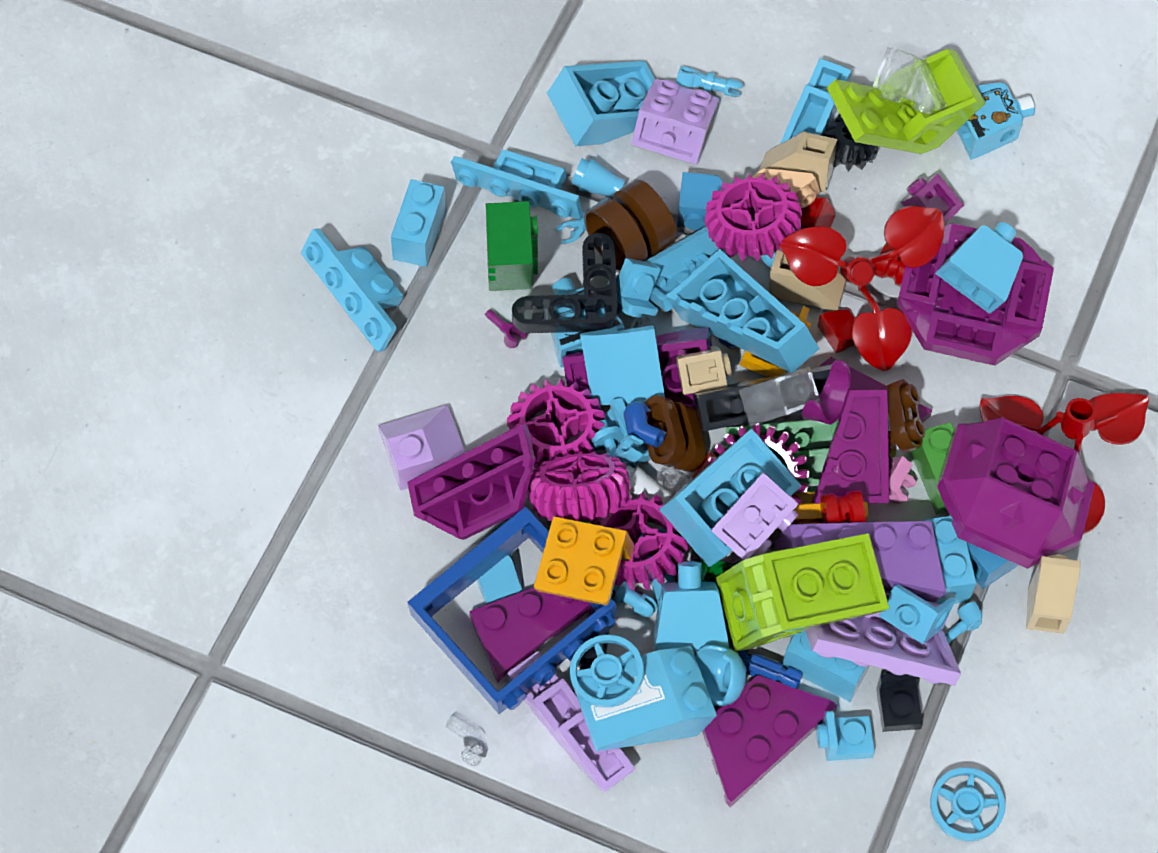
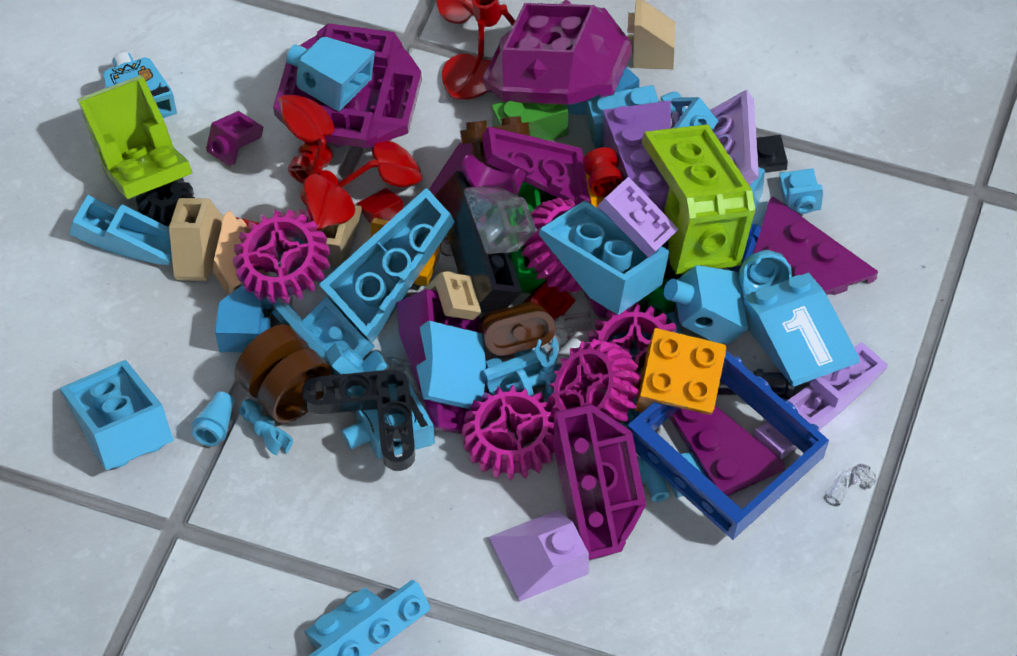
camera: 90 degrees left, 5 degrees down
(418, 223) = (277, 576): medium azure brick -> none
(505, 328) = (400, 487): magenta hand -> none
(511, 245) = (334, 462): green wedge -> none
(522, 180) = (219, 480): medium azure bracket -> none
(607, 671) = (787, 349): medium azure wheel -> none
(637, 425) = (518, 347): blue arm -> none
(674, 120) = (141, 345): lavender bracket -> none
(693, 78) = (87, 329): medium azure piece -> none
(908, 78) = (119, 128): clear slope -> none
(967, 804) = (847, 105): medium azure wheel -> none

